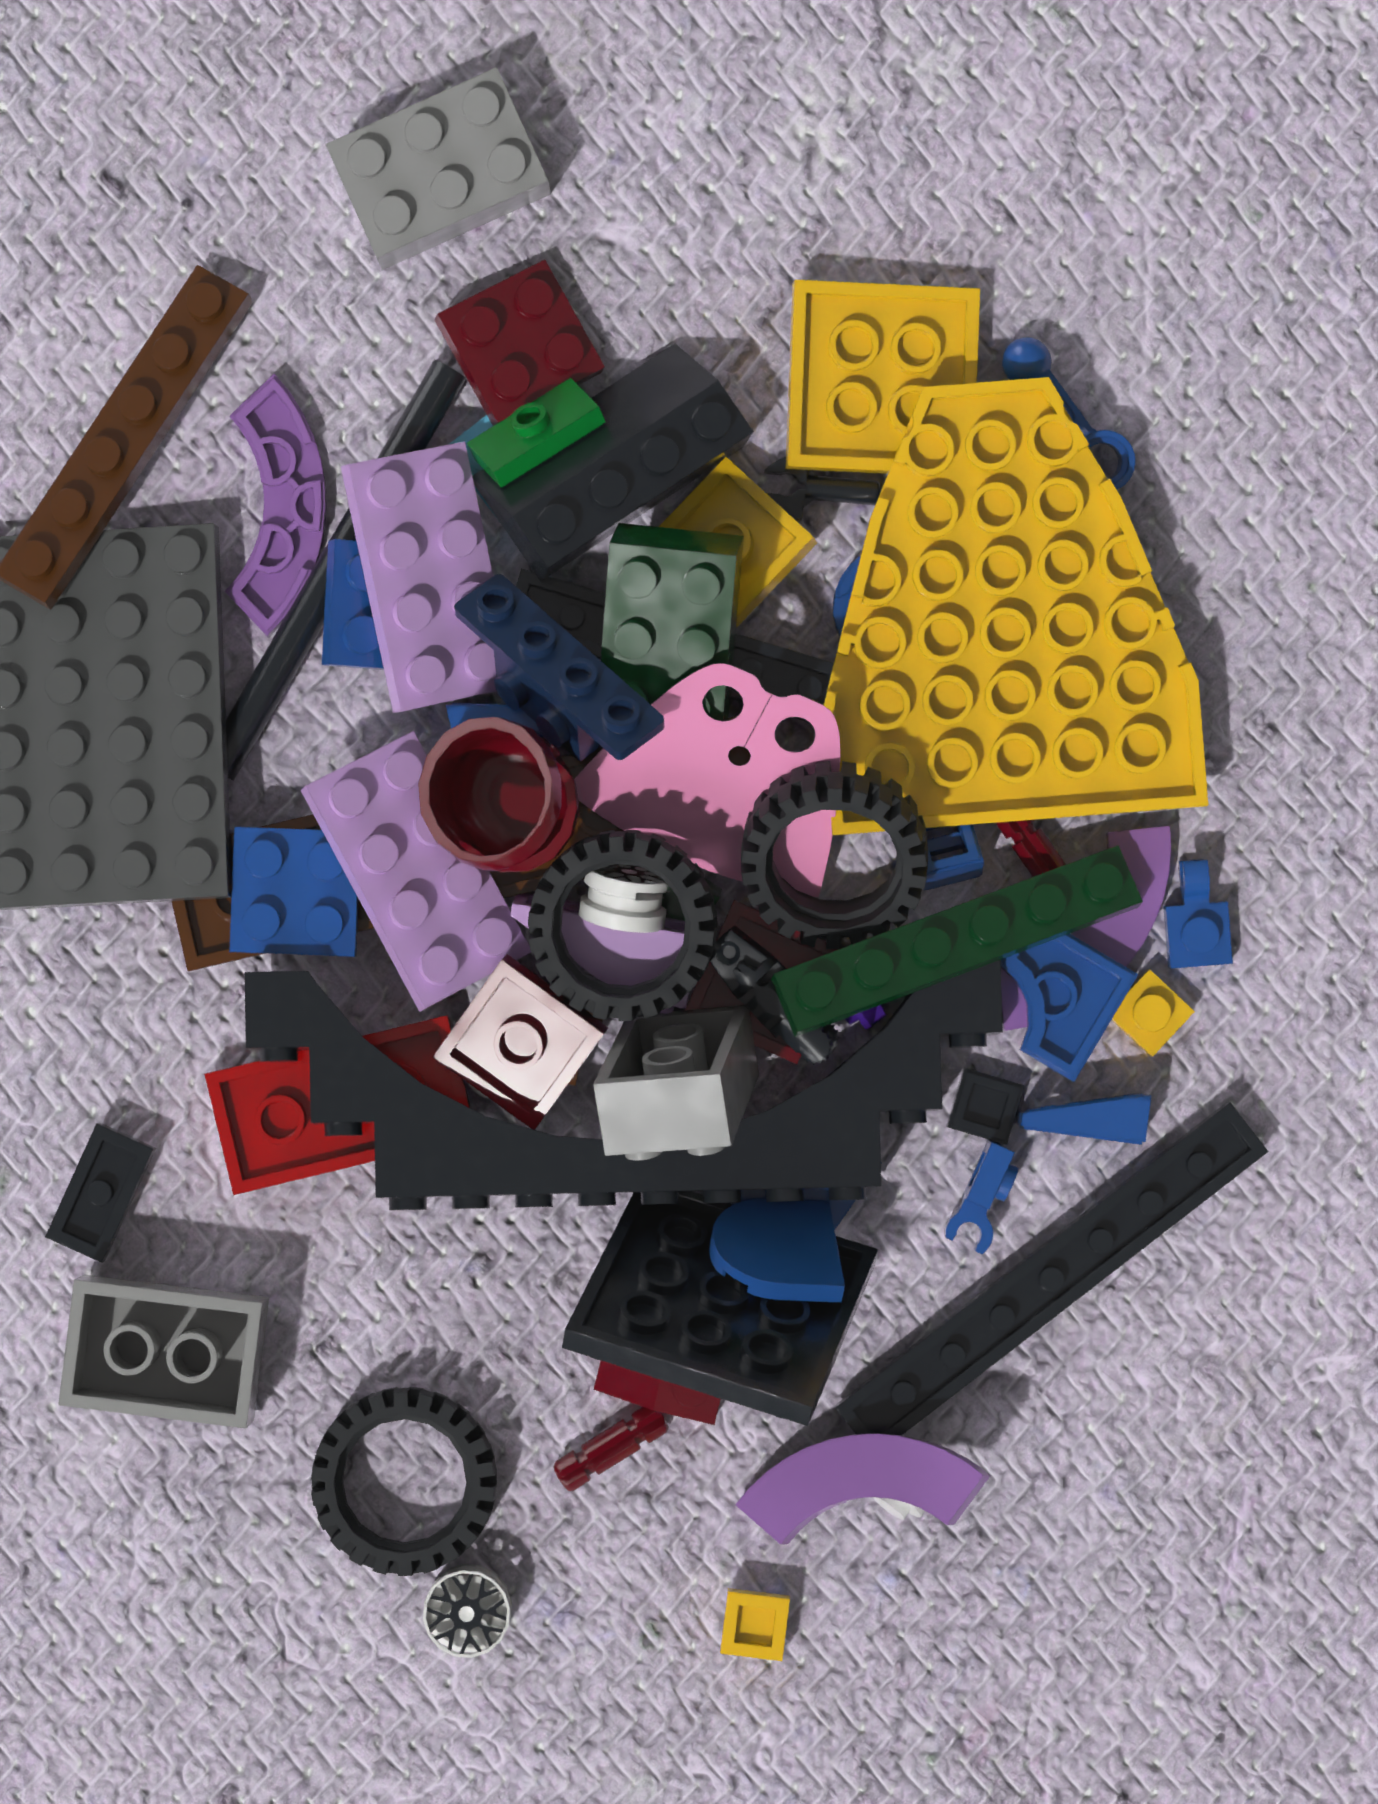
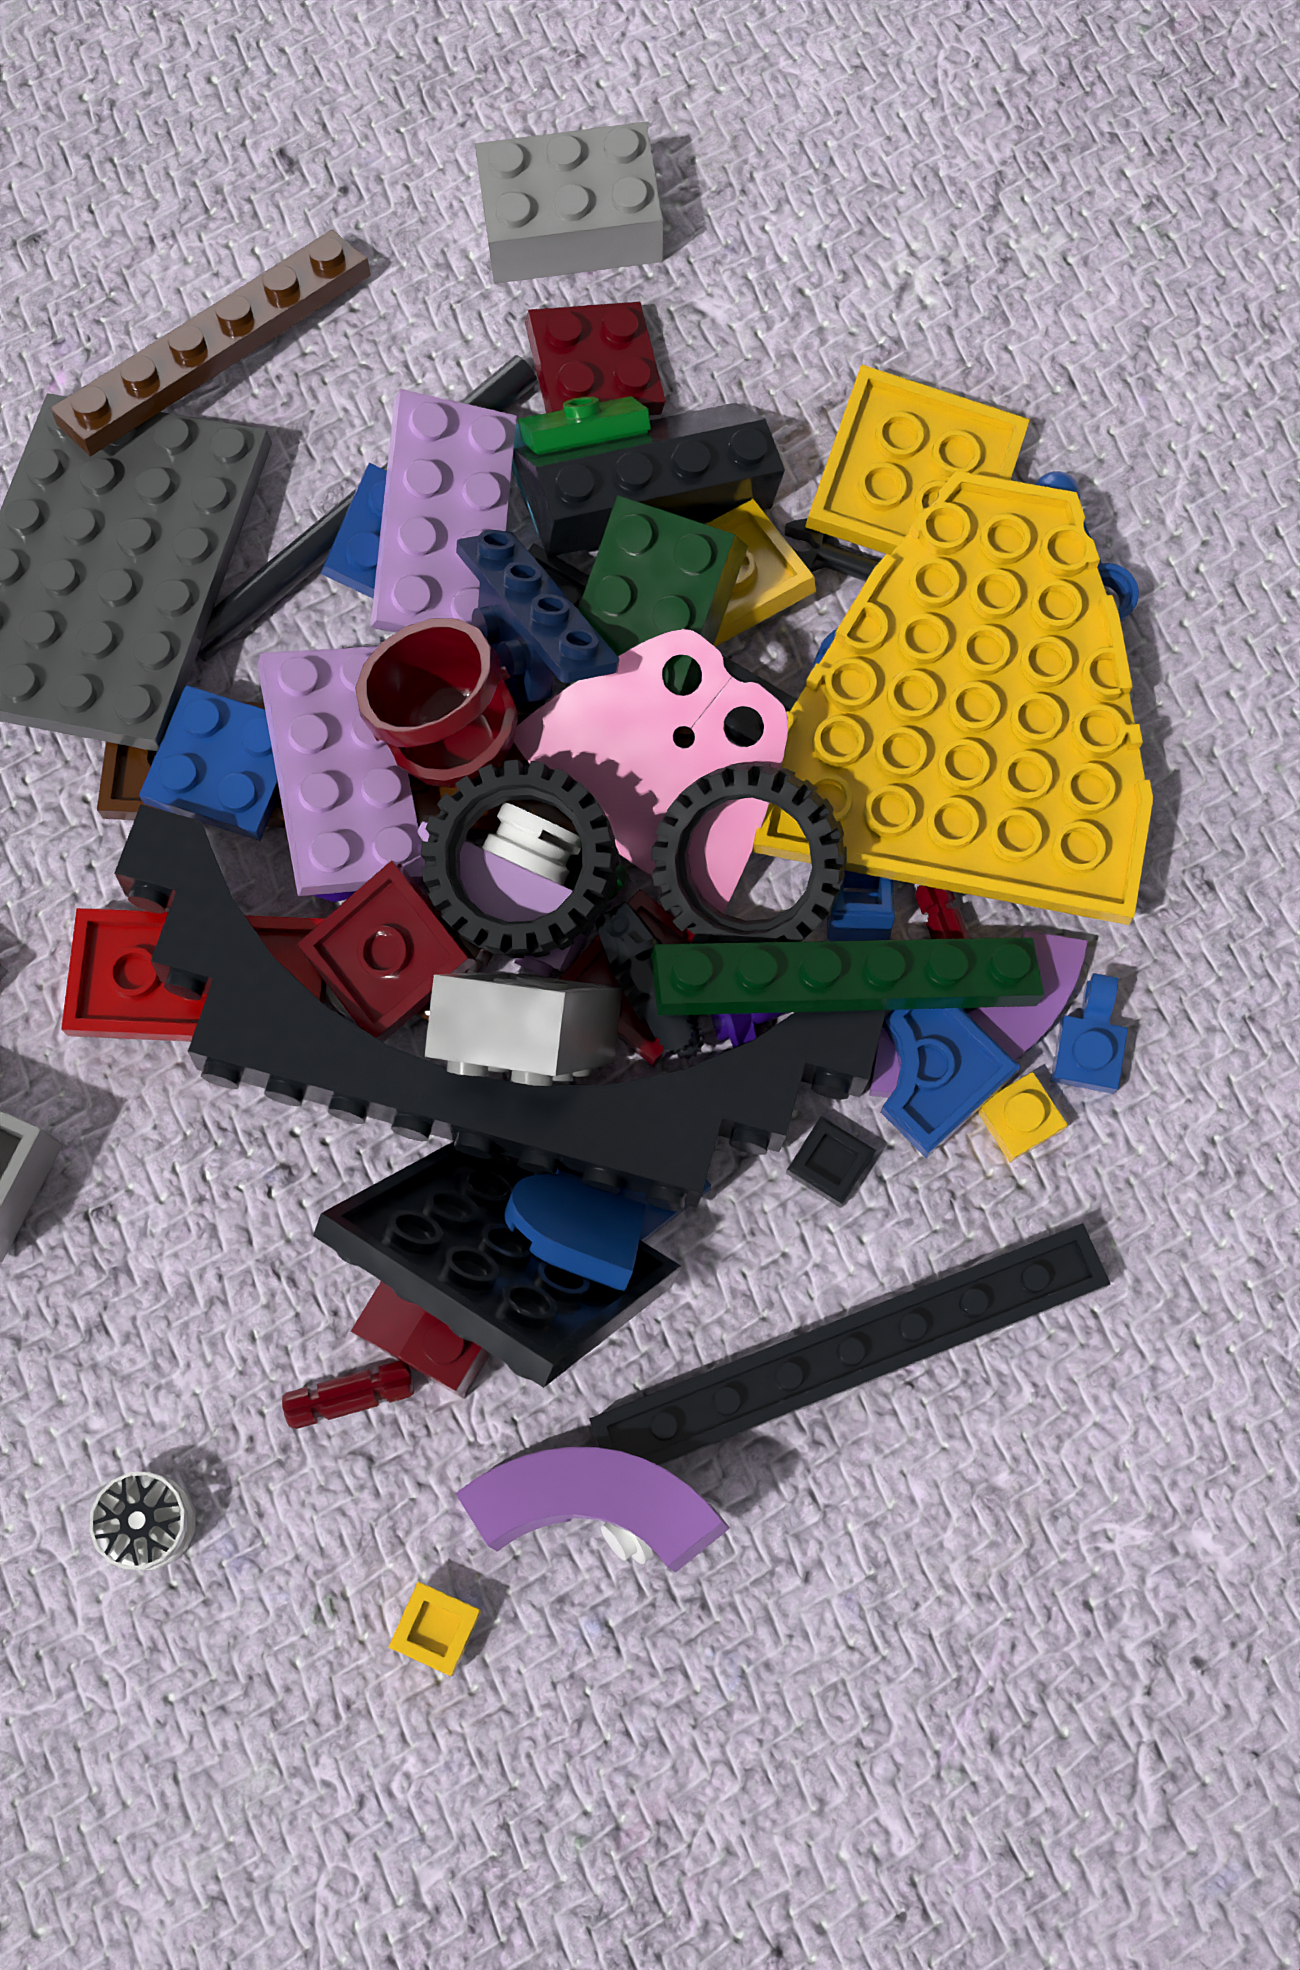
camera: 20 degrees right, 15 degrees down
(293, 505) = (348, 442): medium lavender tile -> none
(387, 1554) = (59, 1324): black tyre -> none
(990, 1180) = (817, 1232): blue plate -> none
(1108, 1118) = (944, 1203): blue slope -> none

